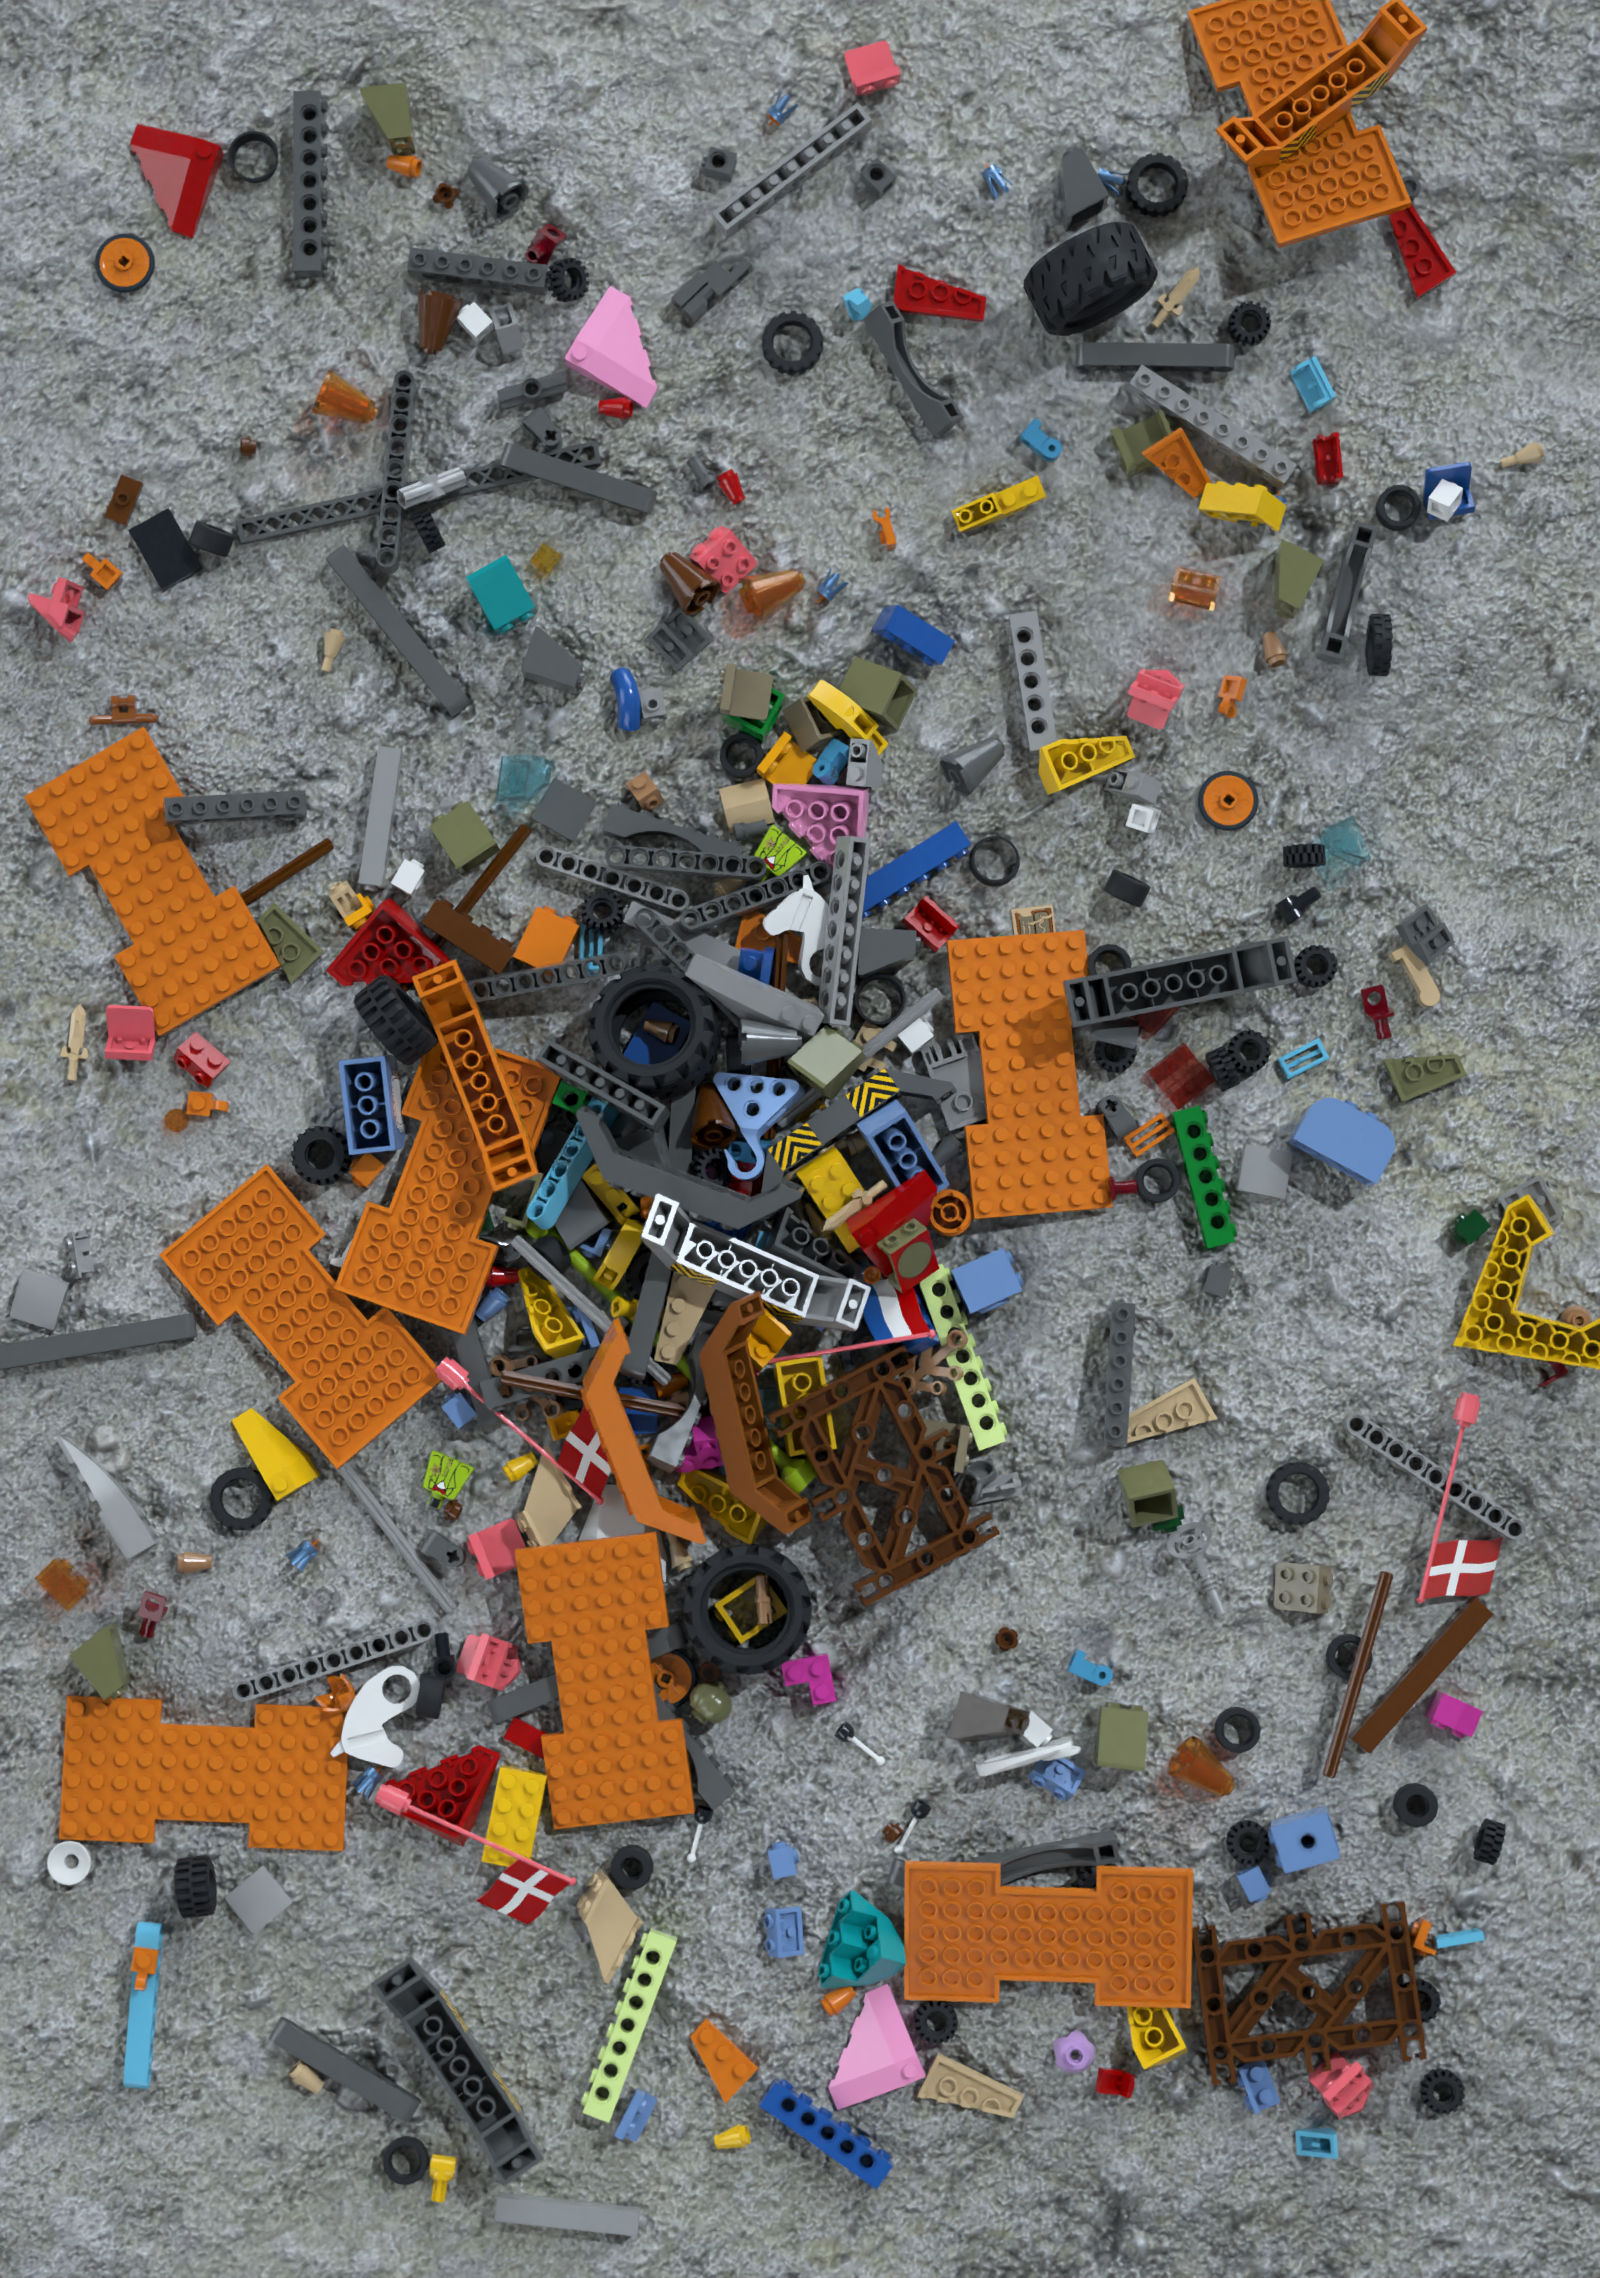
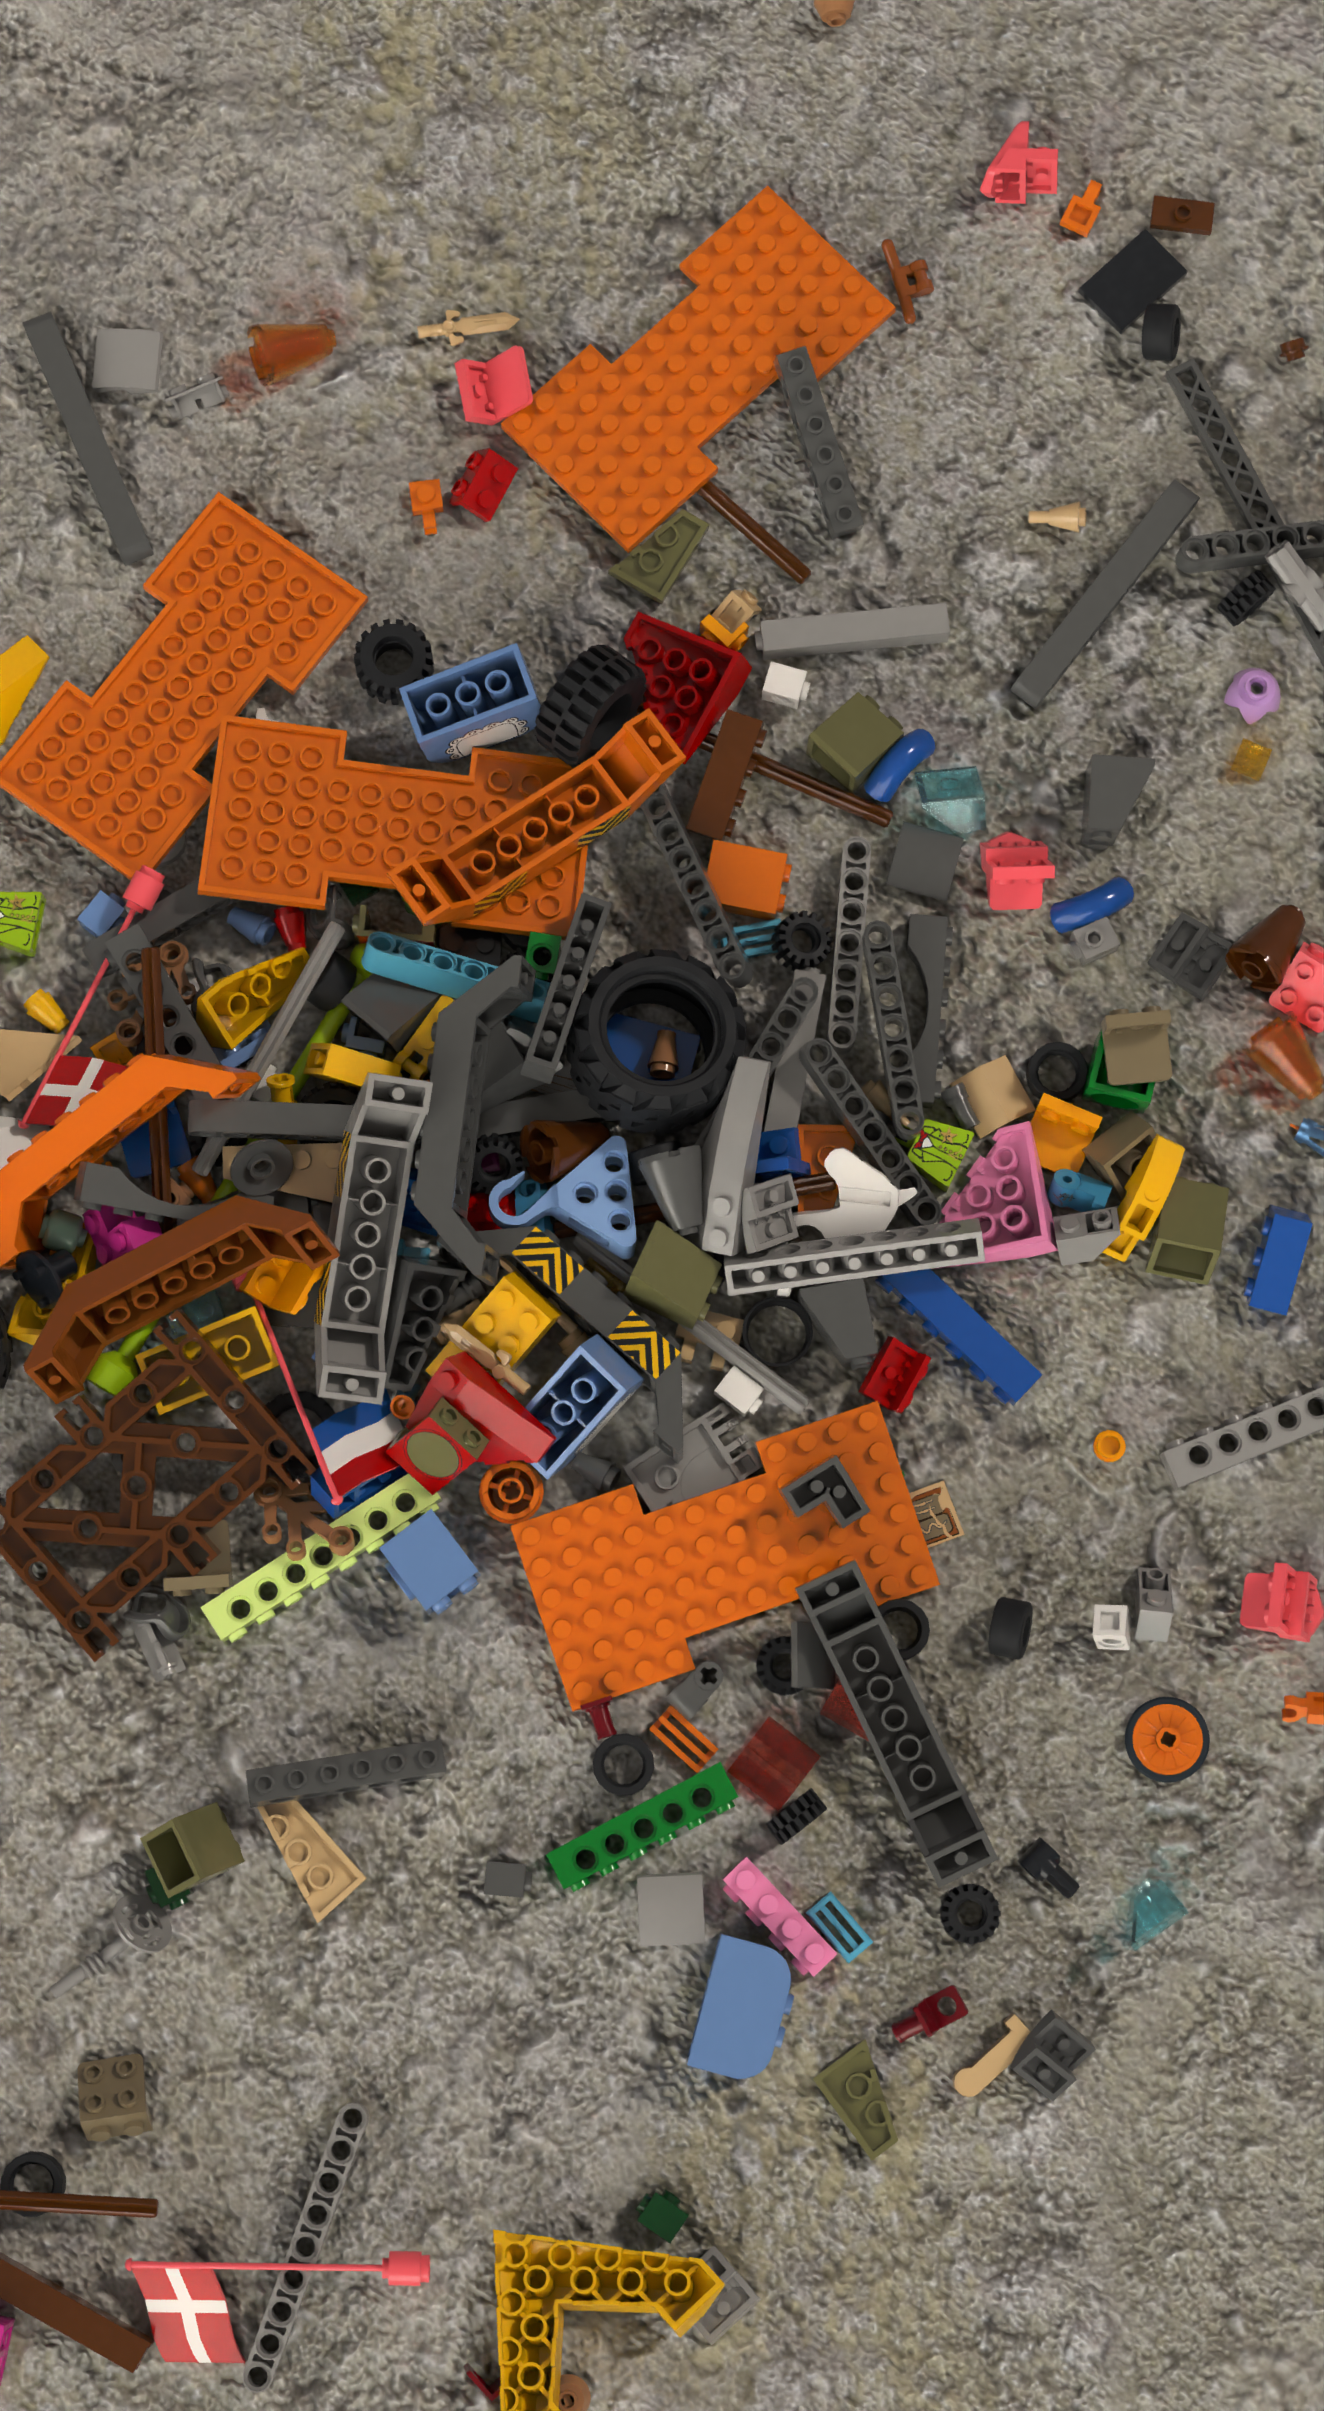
camera: 75 degrees right, 5 degrees down
(62, 1178) = (288, 348): none -> clear orange cone
(176, 1120) = (397, 473): clear orange tile -> none
(366, 1170) = (389, 724): orange brick -> none
(489, 810) = (898, 763): none -> blue cylinder
(493, 552) = (1253, 705): none -> lavender piece
(501, 595) = (1187, 710): teal slope -> none
(587, 747) = (1015, 871): none -> coral piece
(645, 792) = (975, 960): medium nougat bracket -> none
(679, 1333) = (265, 1176): none -> dark grey dish
(686, 1489) = (62, 1231): none -> sand green head
(718, 1508) = (44, 1276): none -> black piece
(799, 983) = (768, 1213): none -> light grey slope
(971, 764) = (1125, 1379): dark grey cone -> none
(990, 882) = (985, 1467): black tyre -> none
(1000, 991) = (828, 1484): none -> dark grey brick
(1015, 787) = (1109, 1446): none -> light orange plate
(1075, 760) = (1166, 1515): yellow wedge -> none
(1249, 1037) = (850, 1853): black tyre -> none
(1287, 1097) = (774, 1911): none -> bright pink brick
(1304, 855) = (1117, 1860): black tyre -> none
(1322, 1493) = (207, 2069): black tyre -> none

